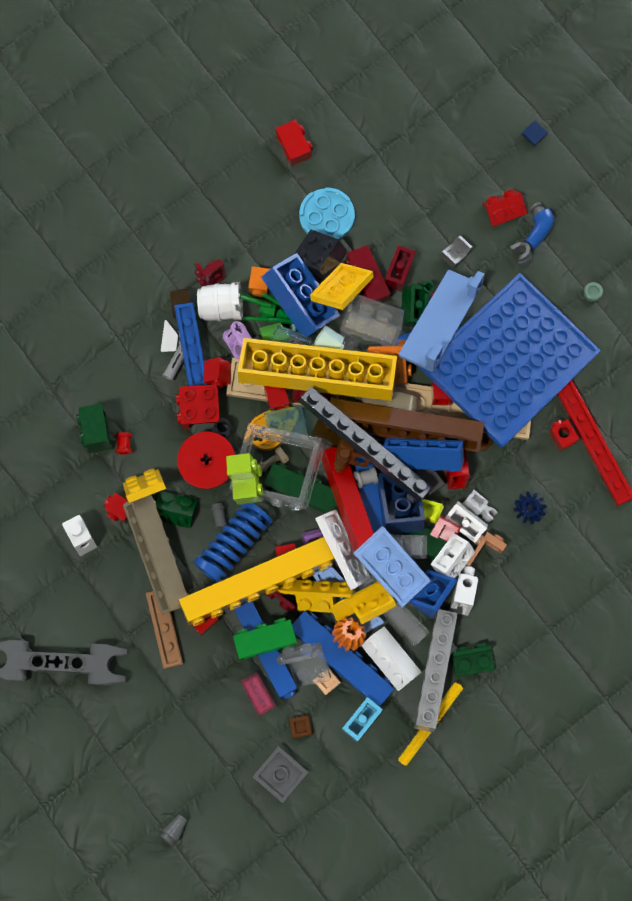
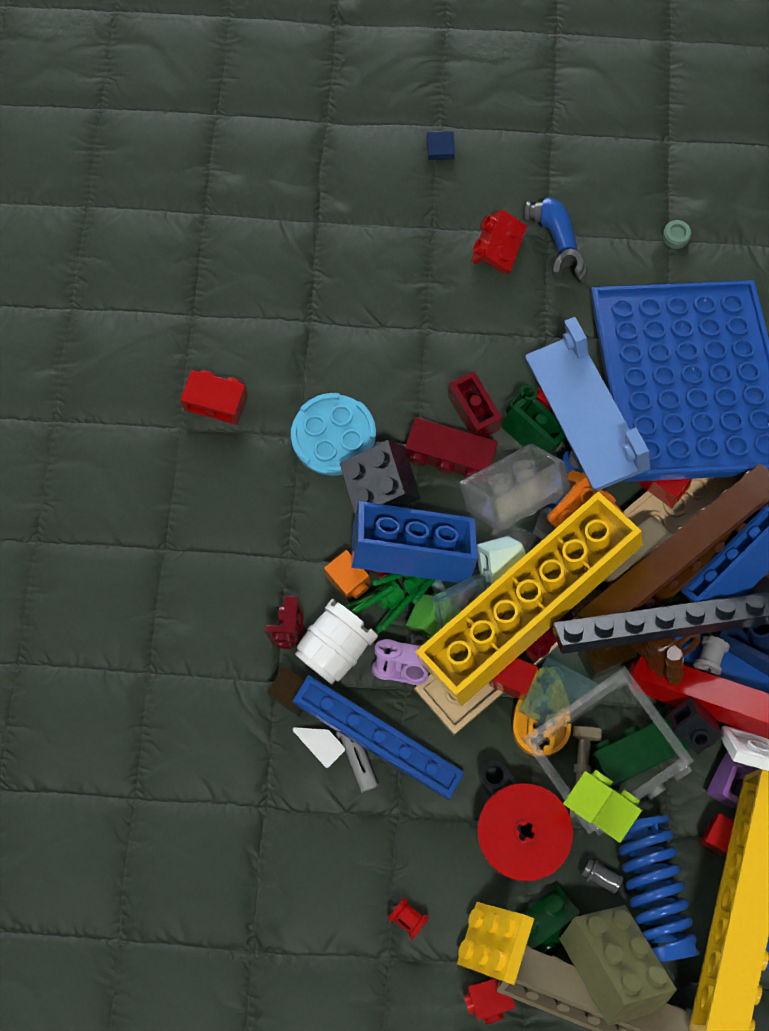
camera: 45 degrees left, 5 degrees down
(94, 427) = (361, 940): dark green brick -> none
(180, 547) = (617, 965): none -> olive brick
(197, 405) = (442, 781): red bracket -> none
(217, 372) = (419, 722): red brick -> none
(323, 495) = (694, 725): none -> black brick
(341, 286) = (447, 485): yellow plate -> none
(456, 251) = (507, 331): flat silver bracket -> none

